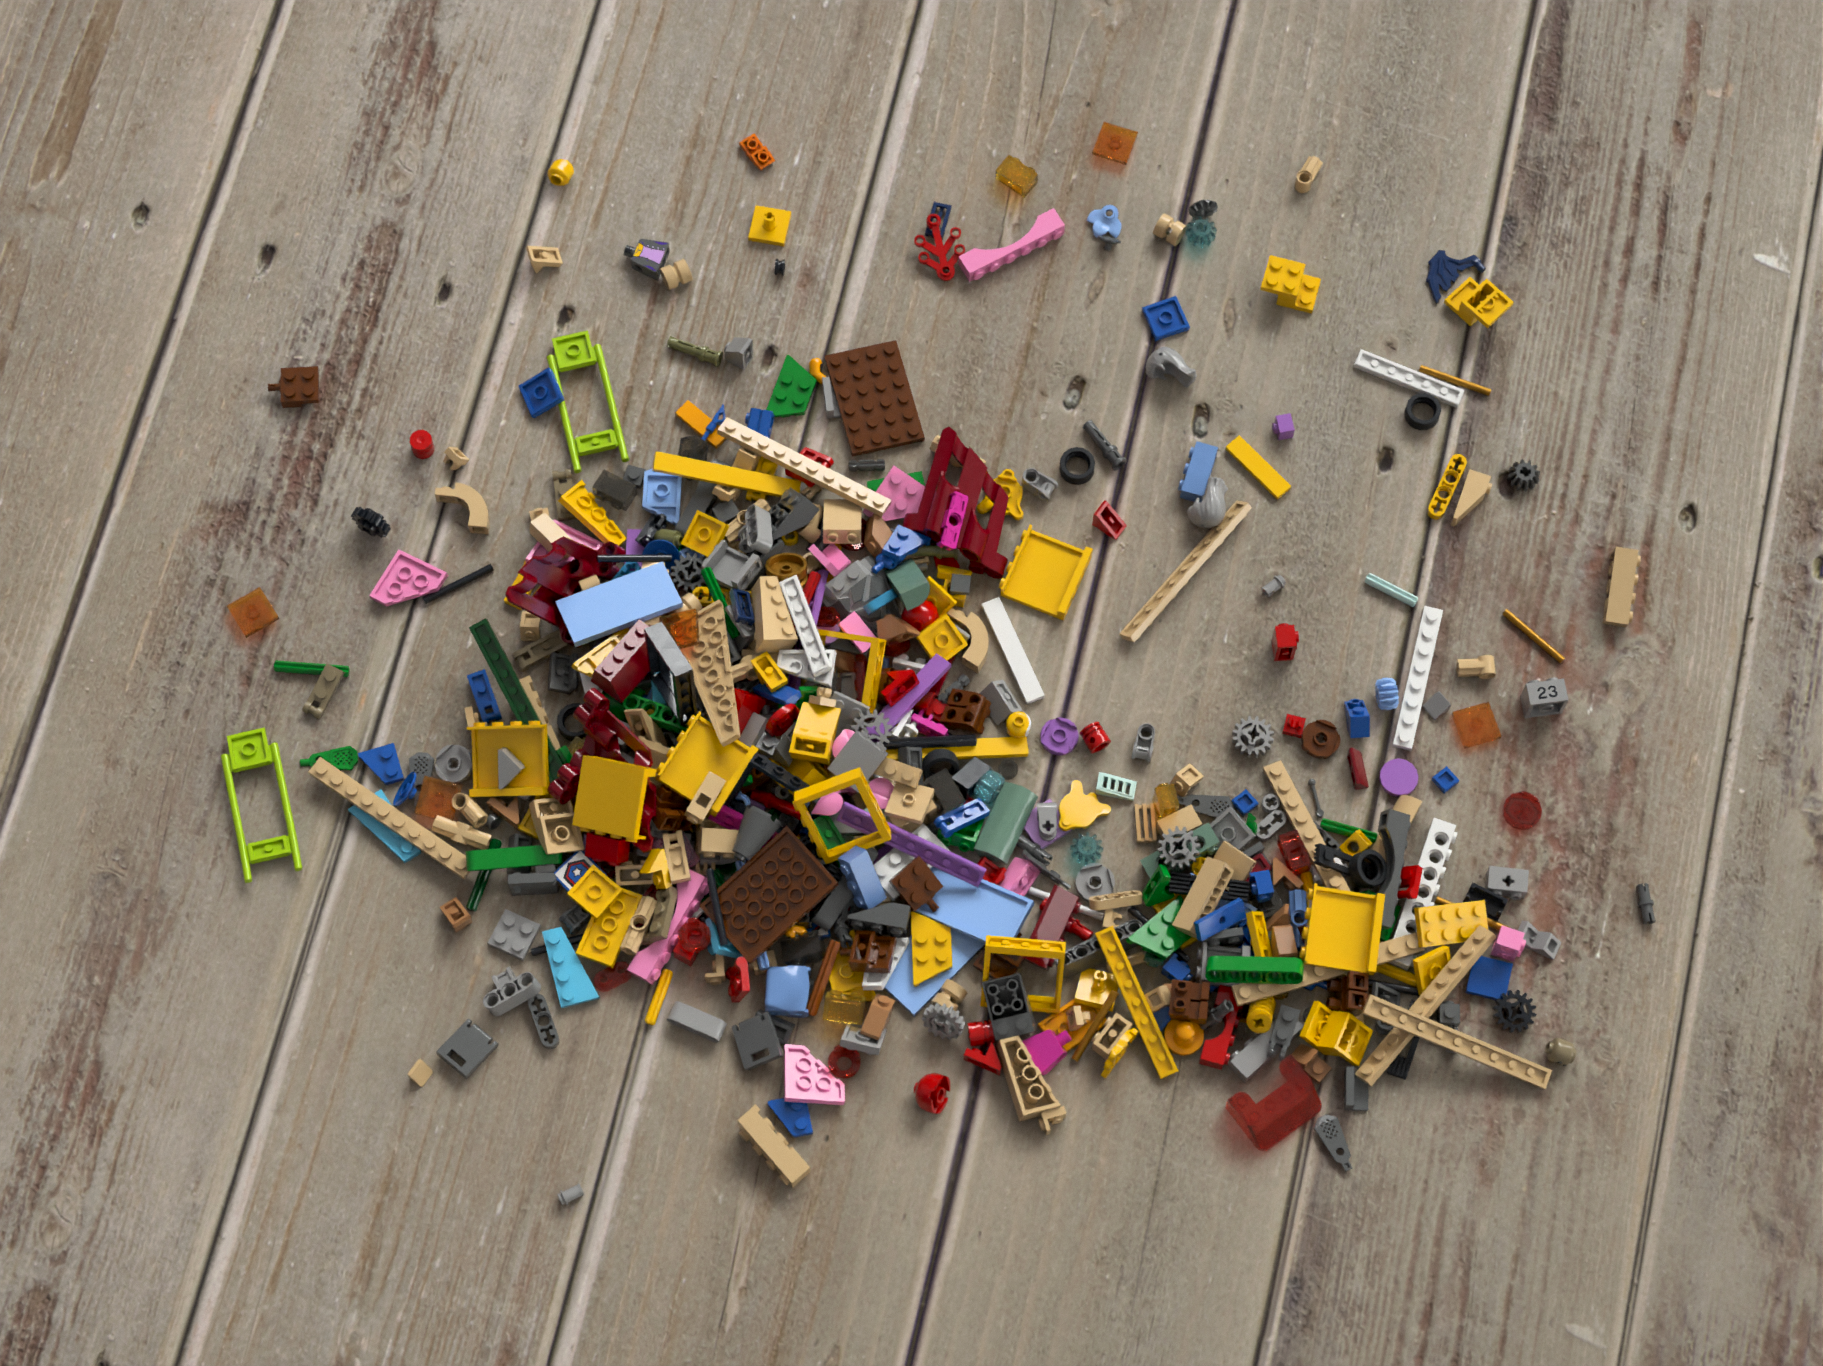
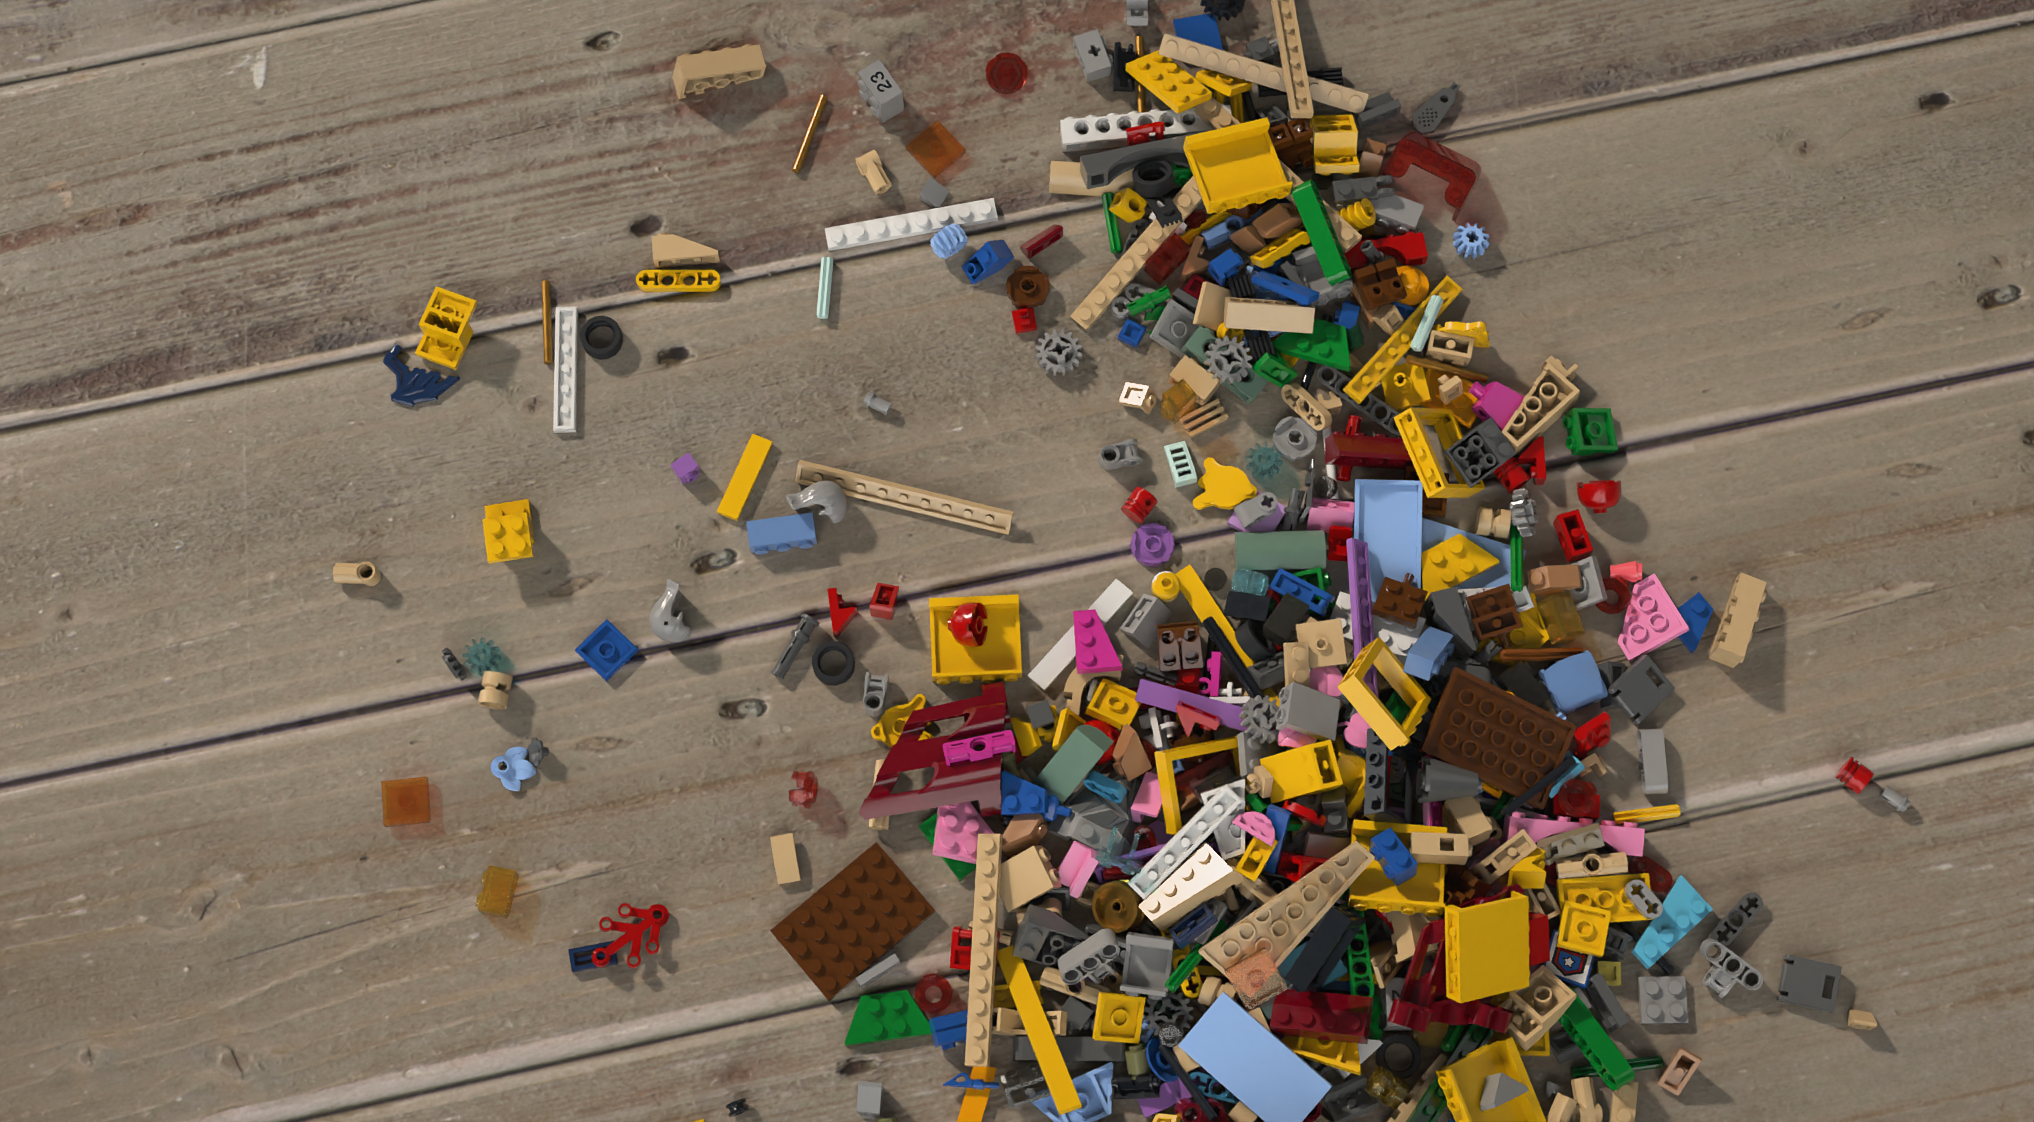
camera: 115 degrees left, 5 degrees up
(510, 814) = (1539, 1072): medium nougat slope -> none
(555, 905) = (1610, 971): none -> light yellow tile
(556, 697) = (1389, 1089): none -> clear yellow wheel
(593, 953) = (1647, 895): none -> light grey beam
(604, 1170) = (1854, 775): none -> red piece
(674, 563) = (1170, 1034): none -> clear smoke tile
(715, 760) = (1393, 857): none -> blue brick
(790, 678) = (1256, 825): none -> bright pink tile
(792, 419) = (928, 981): none -> clear red piece
(814, 369) = (849, 1004): light orange arm -> none
(817, 577) = (1107, 859): none -> clear light blue plate
(857, 1084) = (1629, 571): none -> coral cone
(866, 465) = (939, 890): dark grey axle -> none
(903, 991) = (1516, 559): none -> green axle
(906, 1052) = (1573, 536): none -> red brick
(944, 371) = (785, 858): none -> tan slope
(979, 261) = (554, 830): bright pink arch -> none
(982, 399) = (808, 791): none -> clear red piece
(988, 1115) = (1590, 431): none -> green plate
(995, 646) = (1093, 645): none -> dark pink wing
(1041, 886) = (1326, 487): none -> clear smoke tile
(1057, 569) = (967, 624): none -> red cylinder
(1111, 482) = (839, 617): none -> red slope
(1140, 1024) = (1426, 323): none -> light aqua axle
(1197, 1098) = (1470, 248): none -> light blue gear
(1205, 804) = (1154, 369): dark grey piece -> none
(1263, 821) = (1149, 301): none -> green pin
(1284, 642) = (942, 360): red brick -> none
(1319, 813) = (1105, 259): dark grey hinge -> none
(1398, 777) = (1030, 199): medium lavender tile -> none
(1445, 780) = (1010, 155): blue tile -> none
(1508, 944) = (1159, 23): bright pink brick -> none
(1523, 475) = (623, 207): dark grey gear -> none

